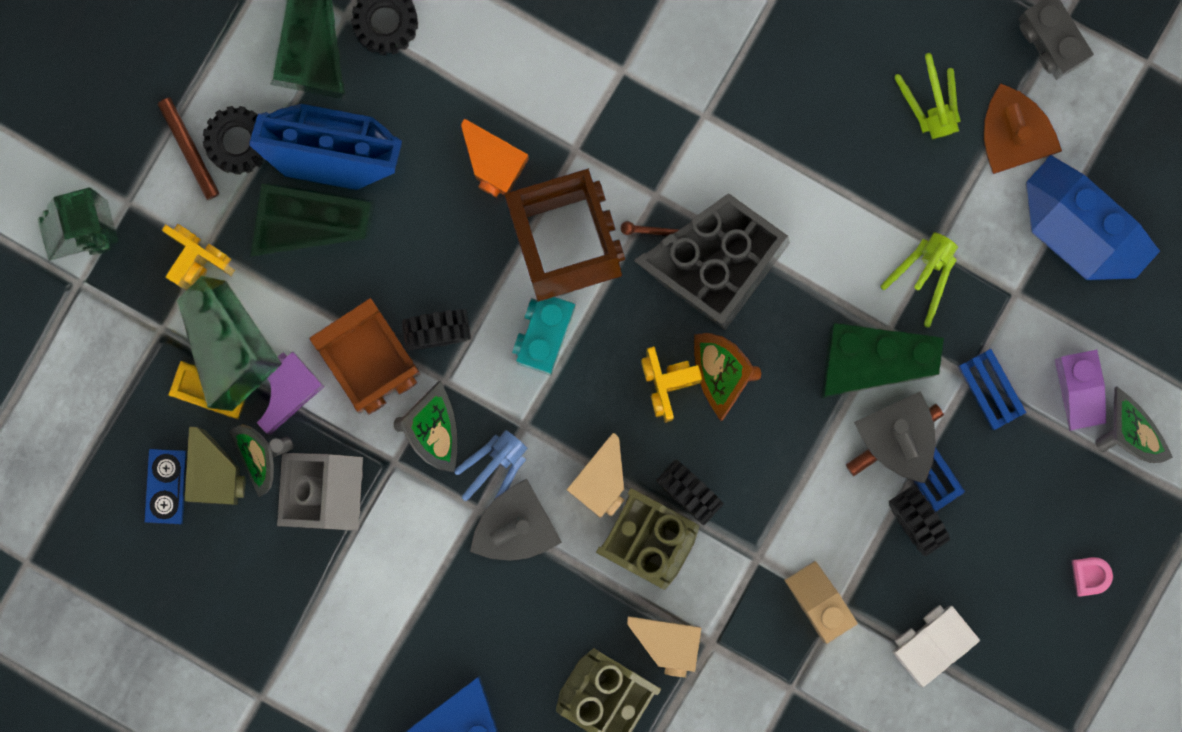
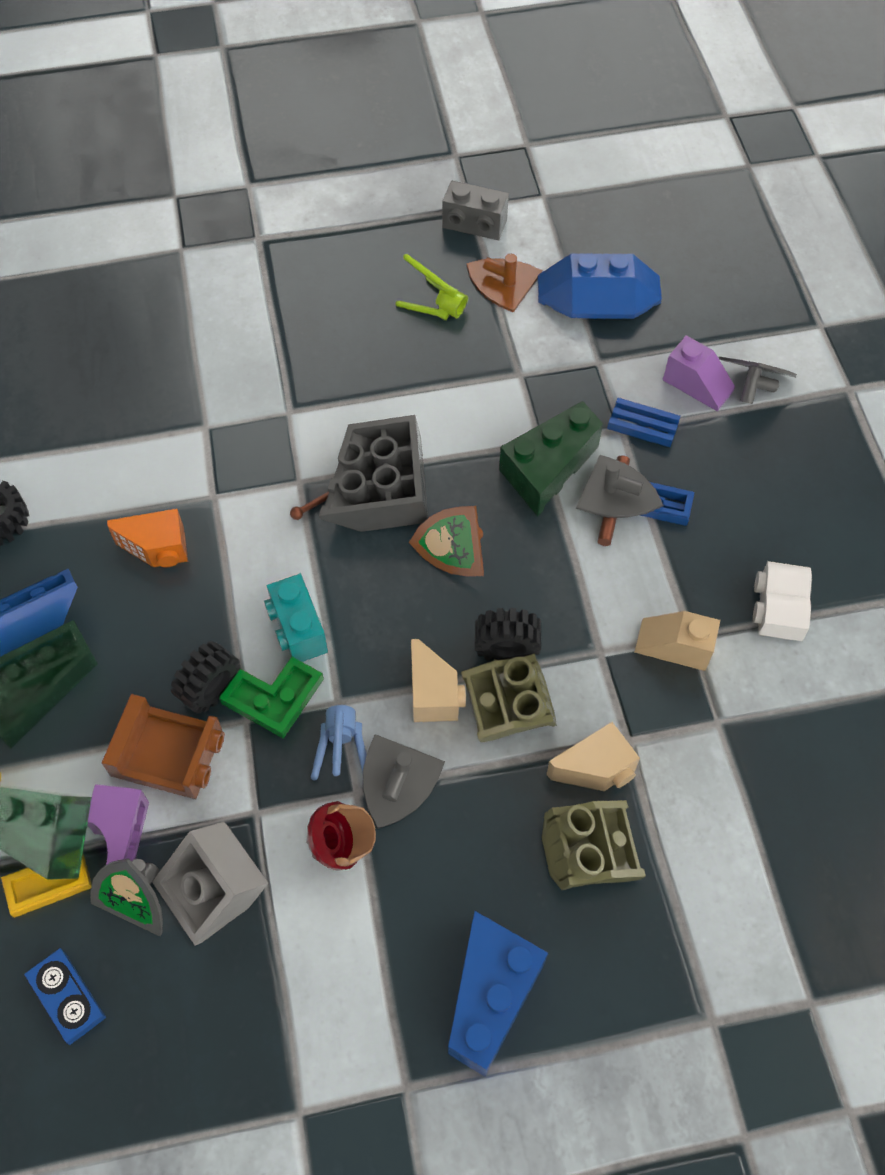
camera: 40 degrees left, 25 degrees down
(210, 472) = (96, 942): olive slope -> none
(432, 429) = (264, 756): shield -> none
(434, 539) = (340, 835): none -> dark red piece
(477, 393) = (277, 704): none -> green plate
(553, 195) = (210, 540): reddish brown window -> none
(677, 377) = (419, 573): yellow bracket -> none
(919, 520) = (686, 524): black tyre -> none
(936, 253) = (526, 374): lime plant -> none
(1091, 576) = (829, 479): bright pink tile -> none

